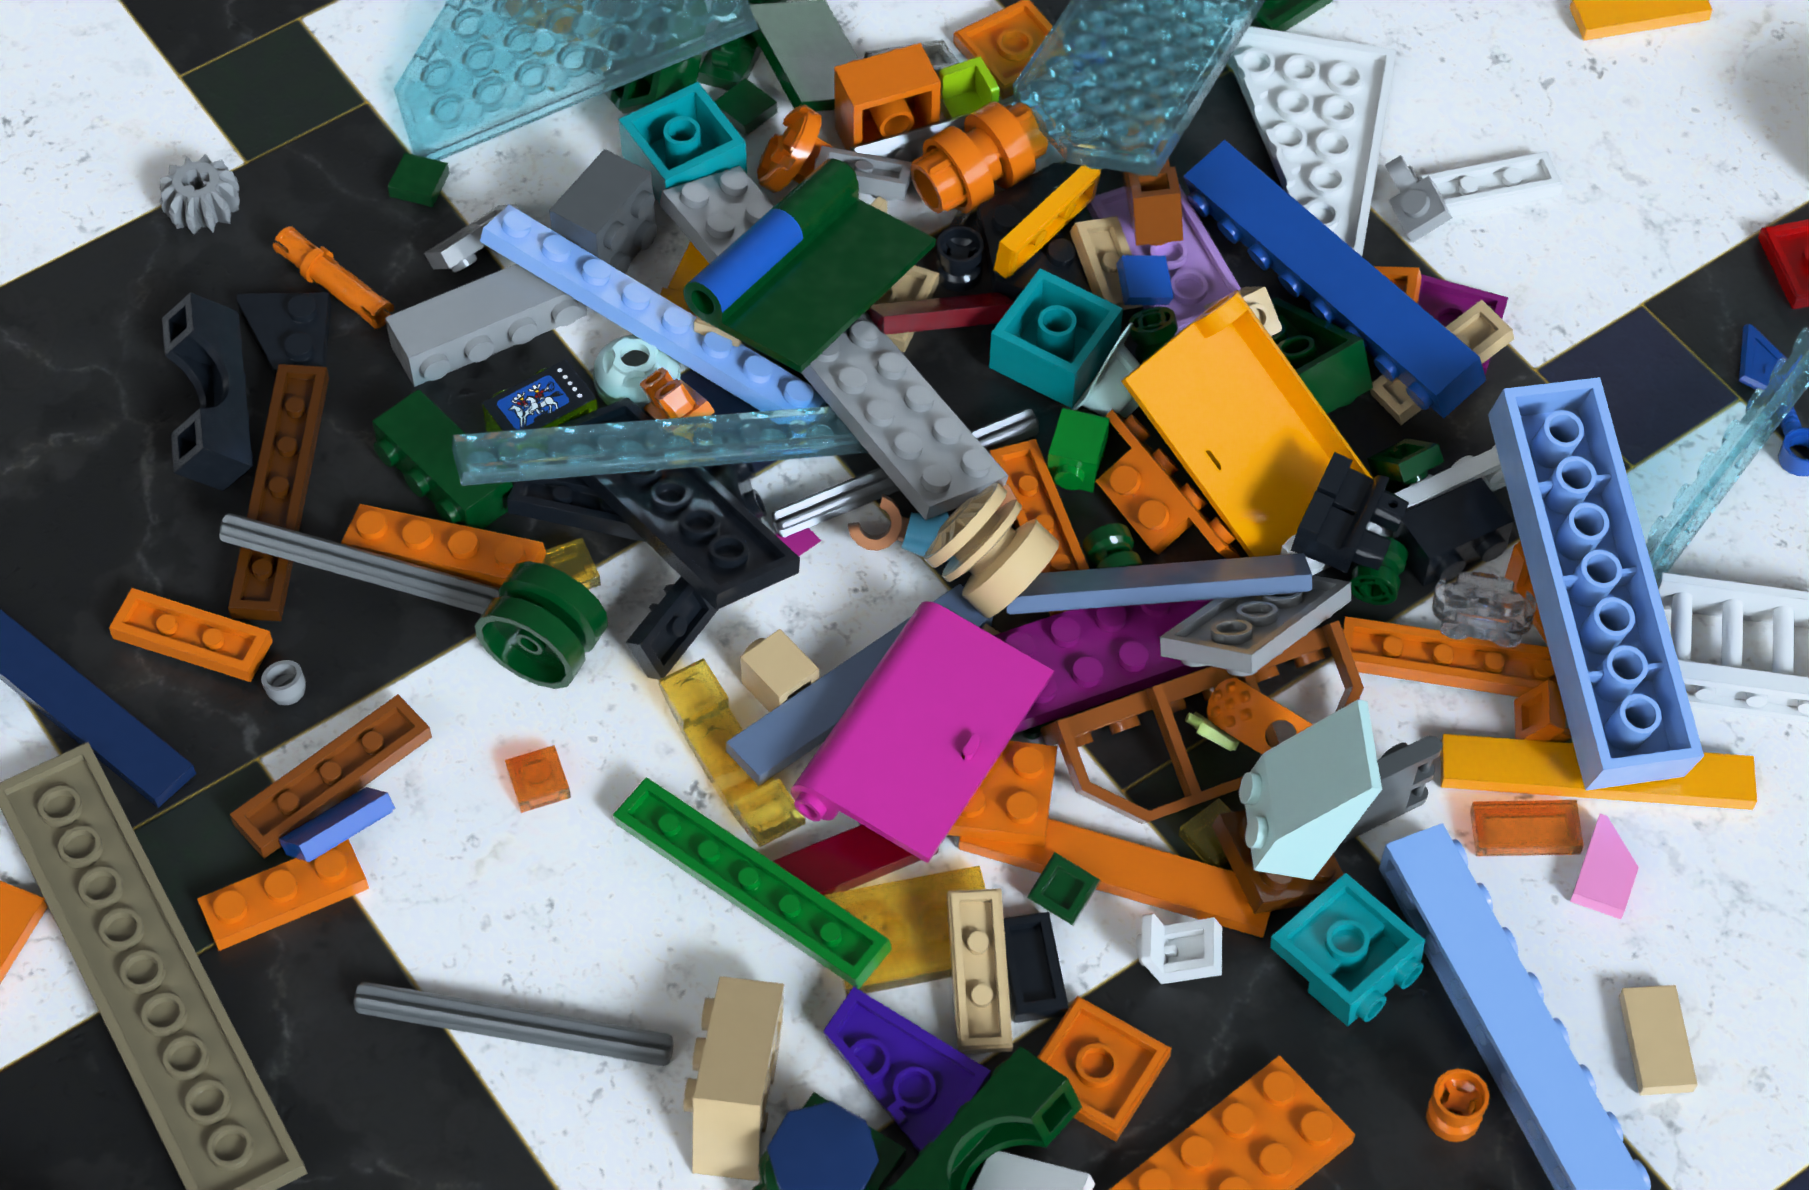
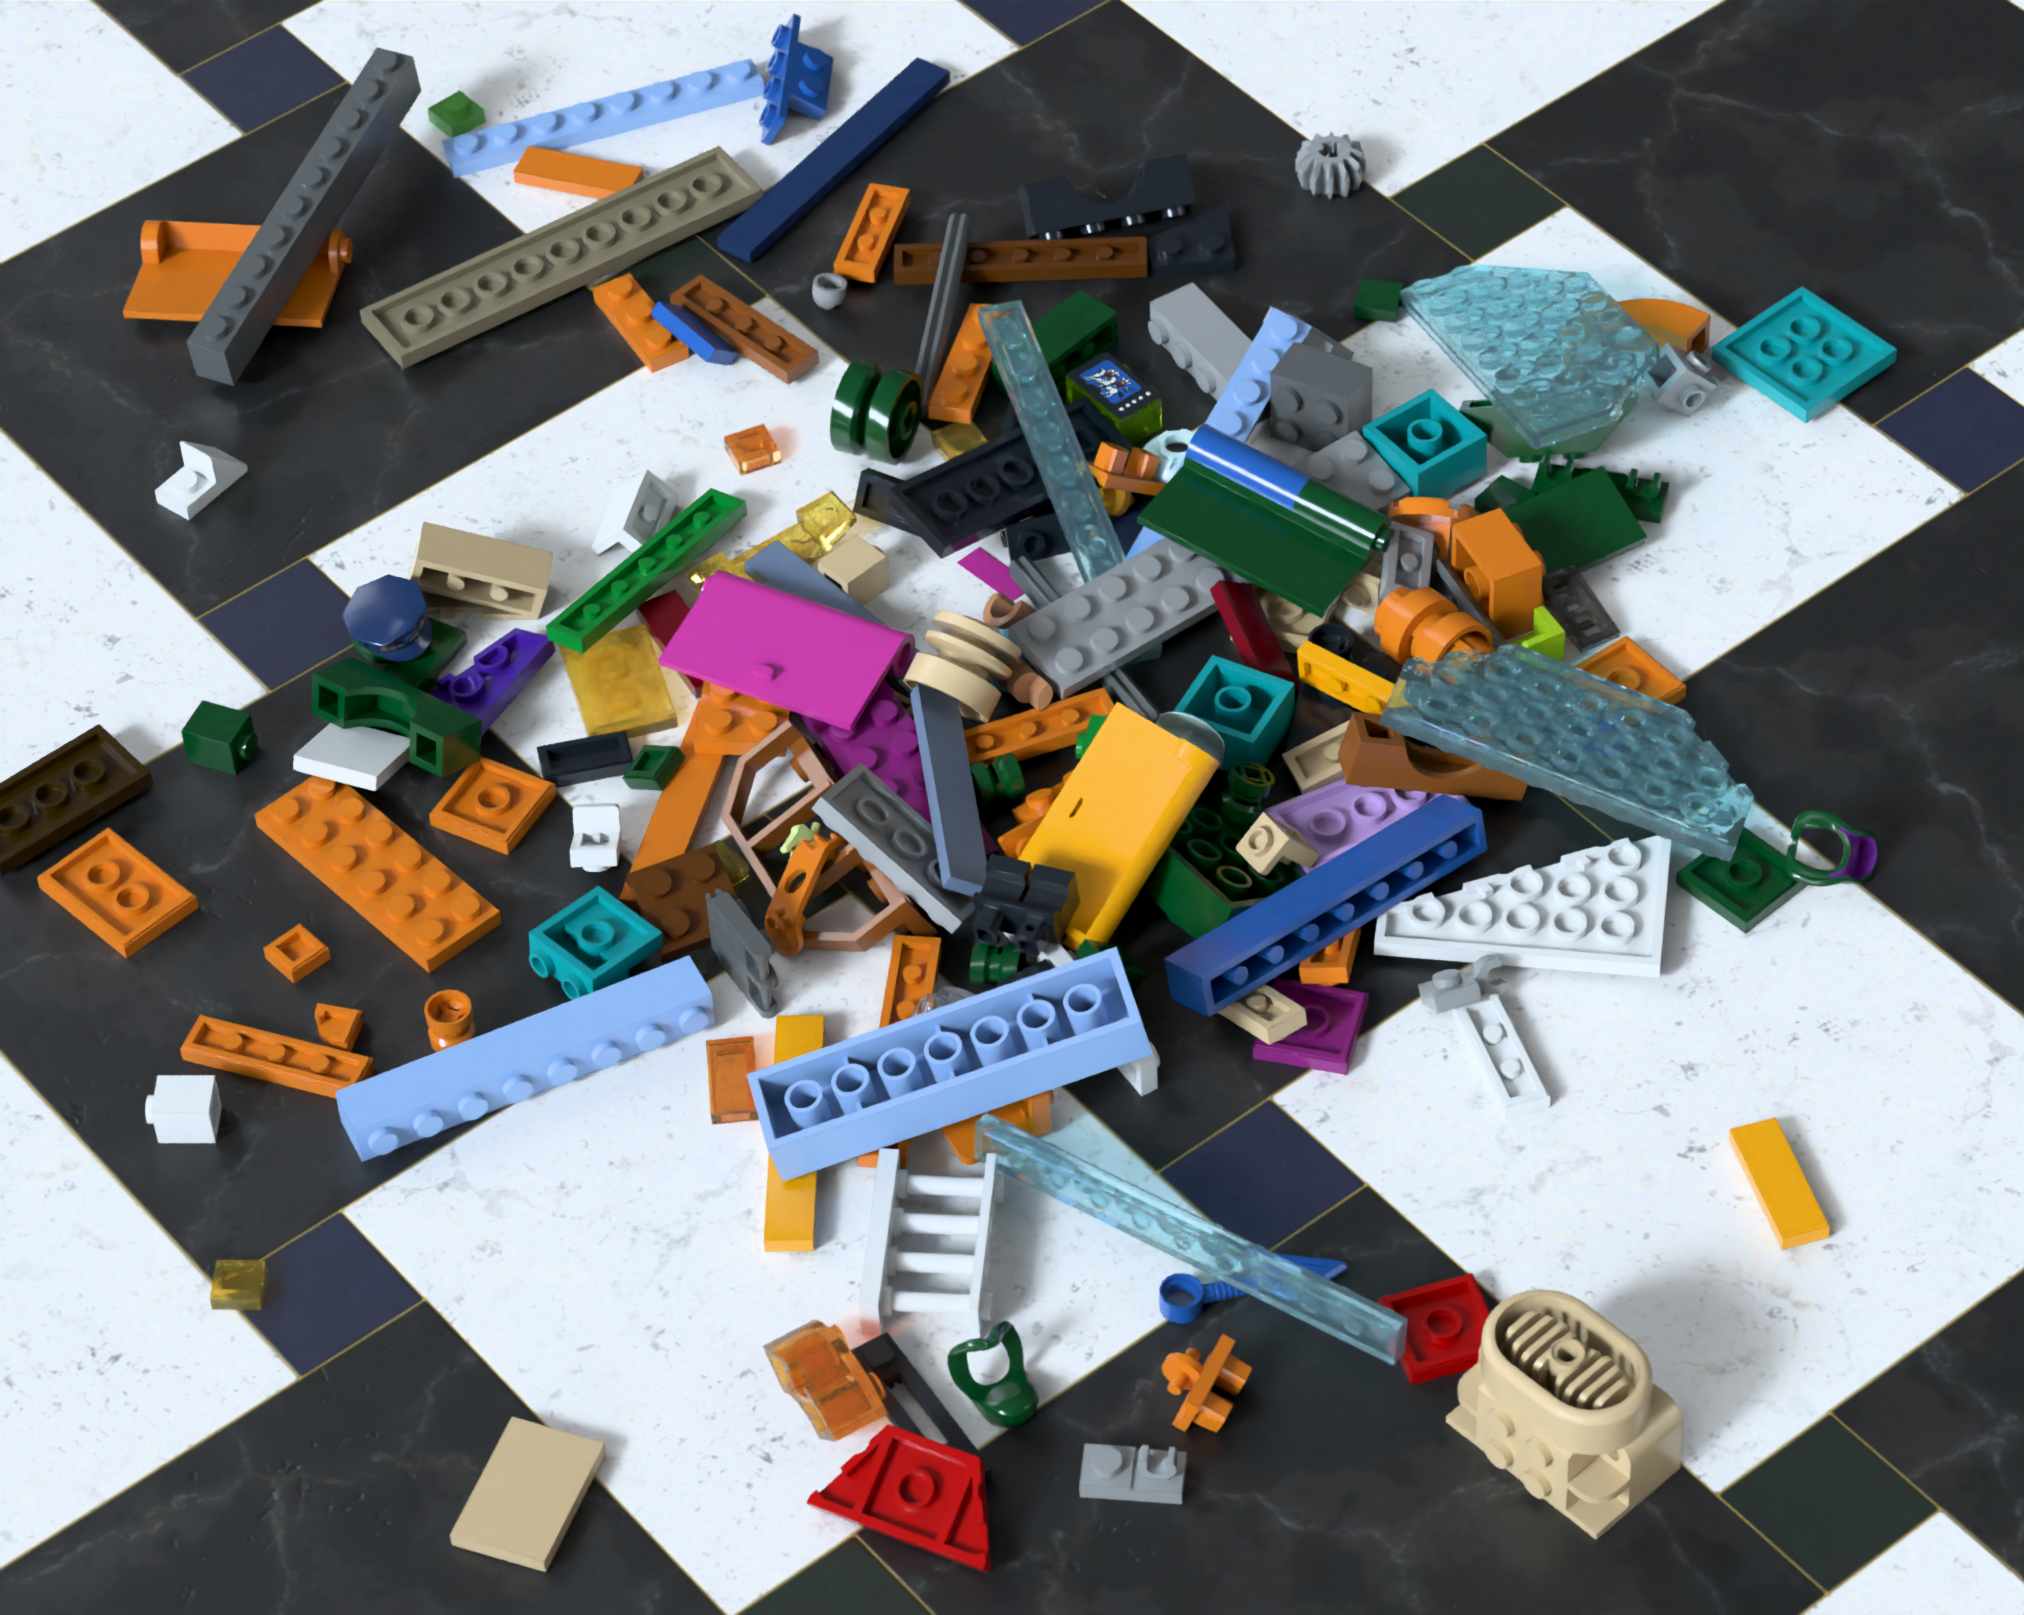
camera: 90 degrees right, 10 degrees down
(319, 266) = (1280, 233): orange pin -> none
(514, 1023) = (528, 455): dark grey axle -> none
(640, 905) = (636, 513): none -> white panel
(979, 971) = (572, 716): tan tile -> none
(1145, 280) = (1312, 776): blue tile -> none
(1310, 793) = (691, 868): light aqua slope -> none
(1605, 872) = (689, 1135): bright pink tile -> none
(1657, 1040) = (521, 1169): tan tile -> none

